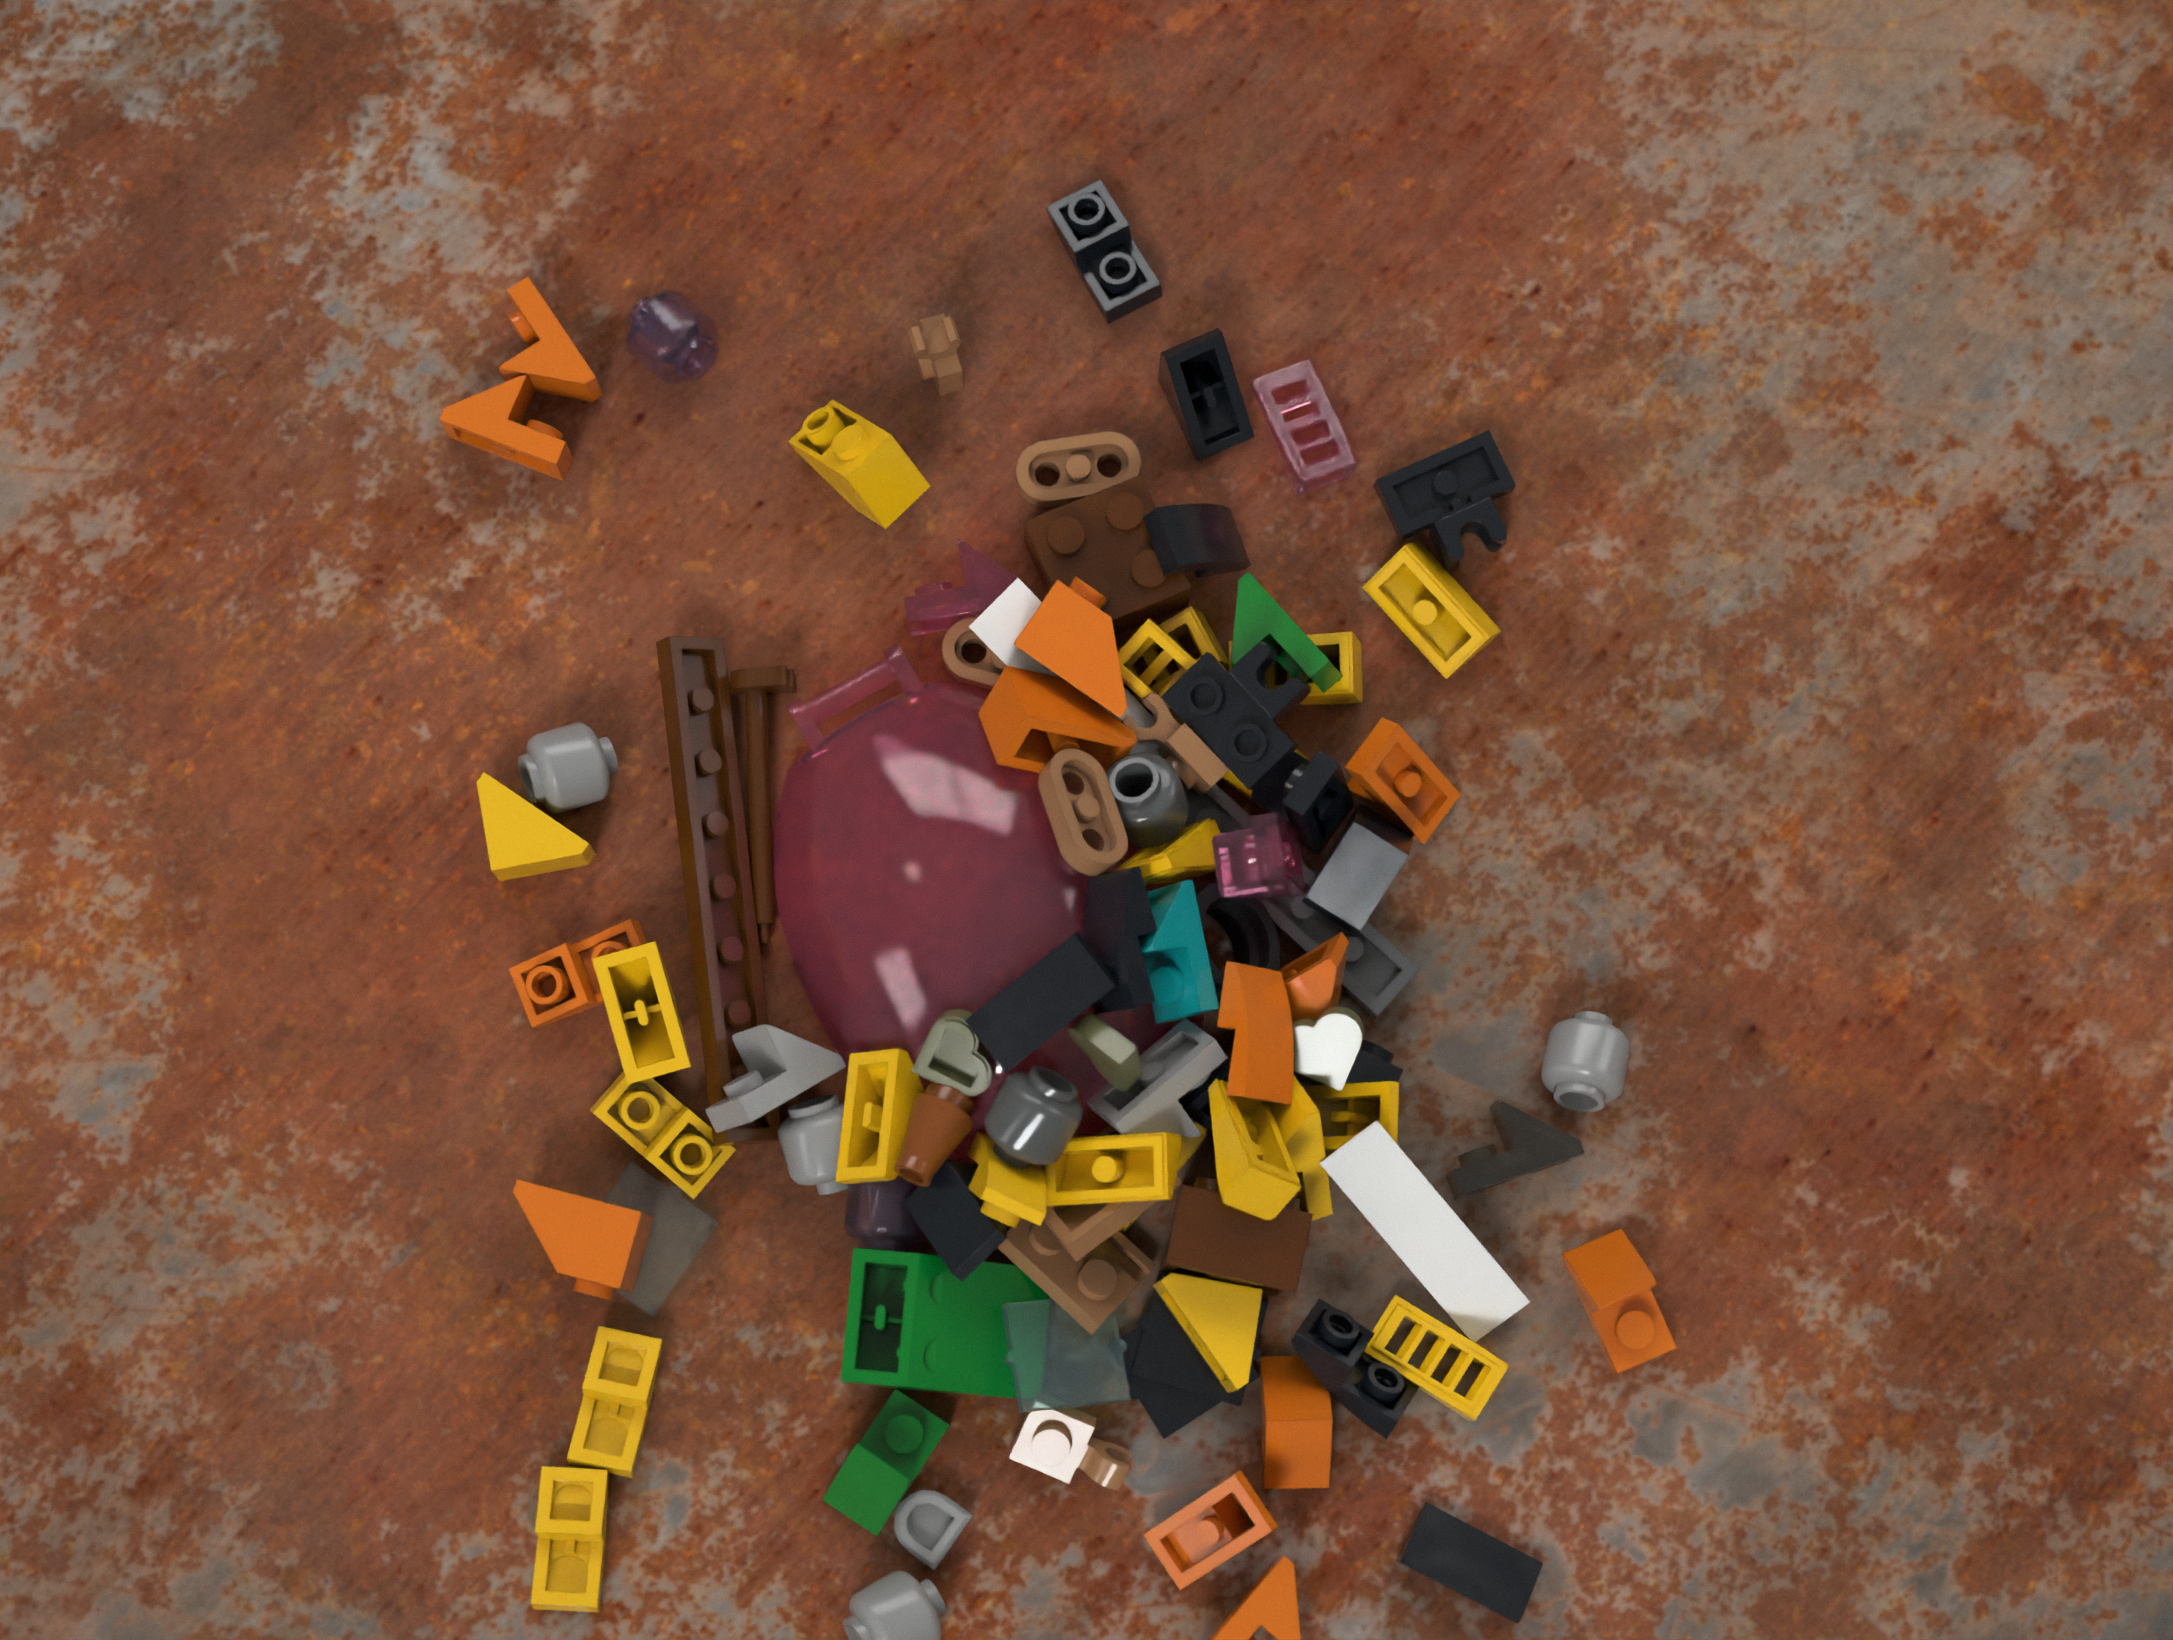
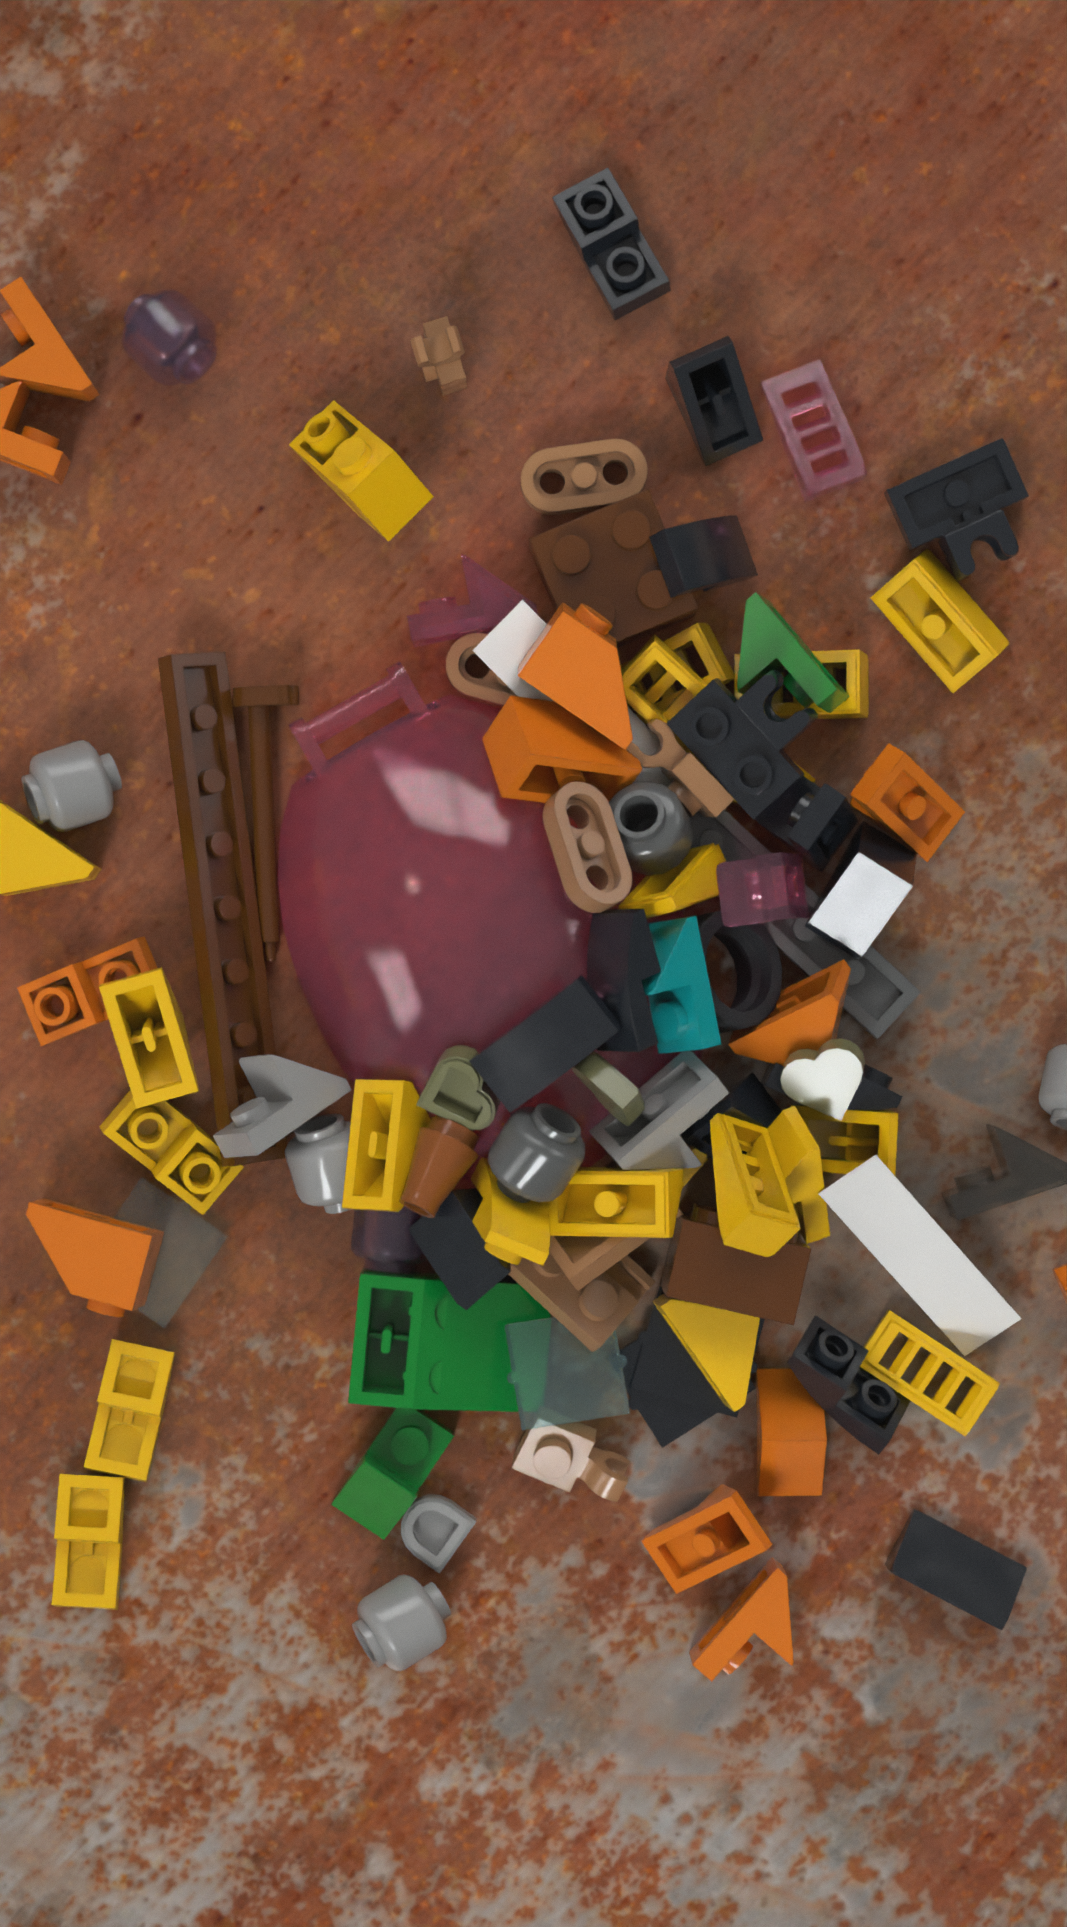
camera: 10 degrees right, 10 degrees up
(1263, 1047) = (762, 1049): orange slope -> none

